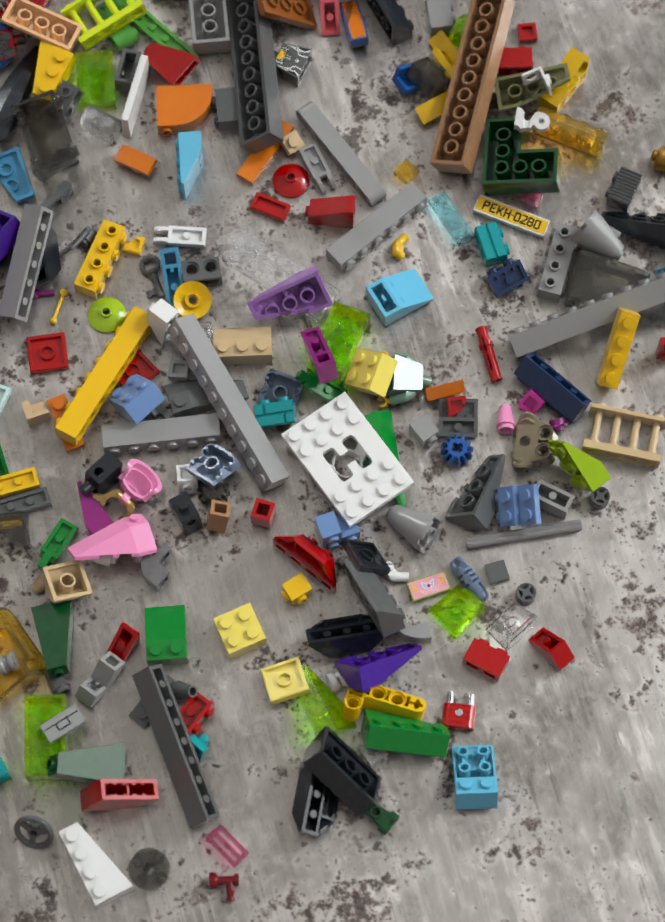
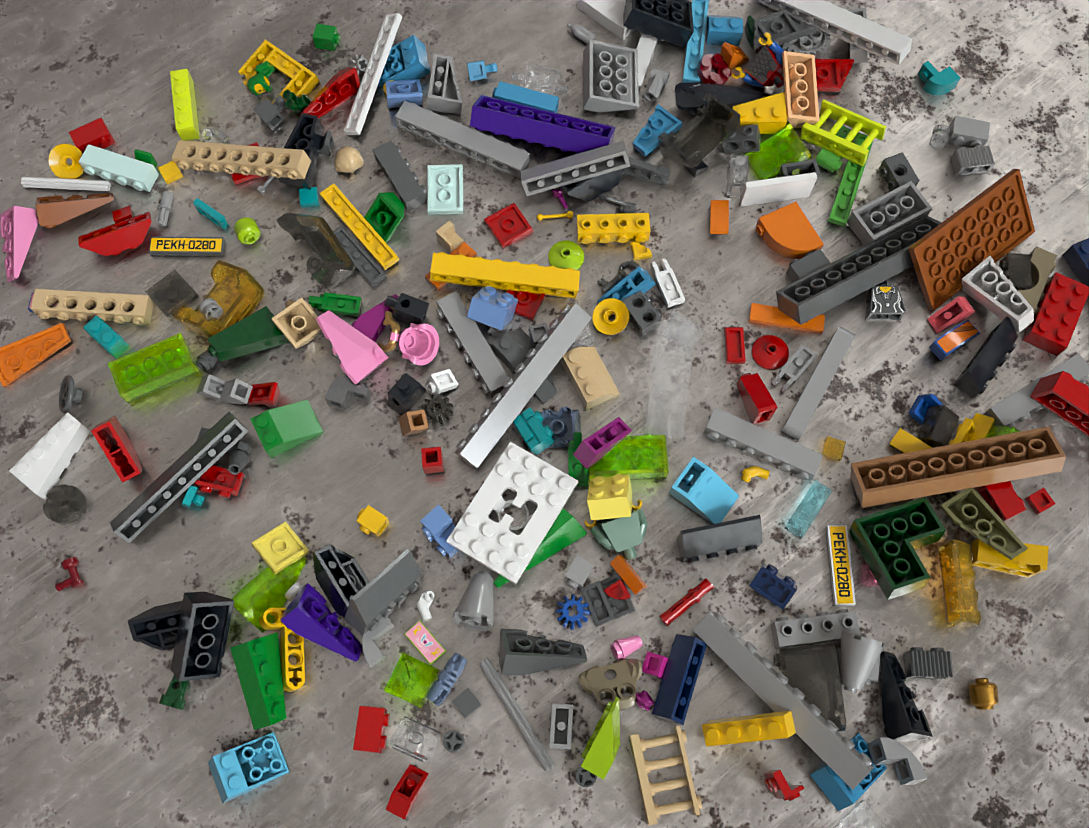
camera: 65 degrees right, 0 degrees up
(62, 723) = (163, 373): light grey tile -> none
(89, 764) = (137, 414): slope -> none
(160, 318) = (577, 293): white slope -> none
(171, 63) = (824, 204): red slope -> none
(188, 160) = (739, 256): medium azure slope -> none
(213, 465) = (457, 397): sand blue slope -> none
(220, 827) = (100, 562): clear pink tile -> none
(239, 631) = (312, 487): light yellow brick -> none
(292, 143) = (806, 336): tan plate -> none
(294, 295) = (655, 399): medium lavender wedge -> none
(310, 557) = (407, 522): red wedge -> none
(365, 557) = (424, 569): black tile -> none
(447, 301) = (720, 539): none -> slope
(459, 716) = (304, 725): red piece -> none
(491, 244) = (800, 557): teal brick -> none
(518, 505) = (537, 695): medium blue plate -> none
(539, 75) = (997, 526): white bracket -> none
(539, 122) = (948, 546): white leg -> none

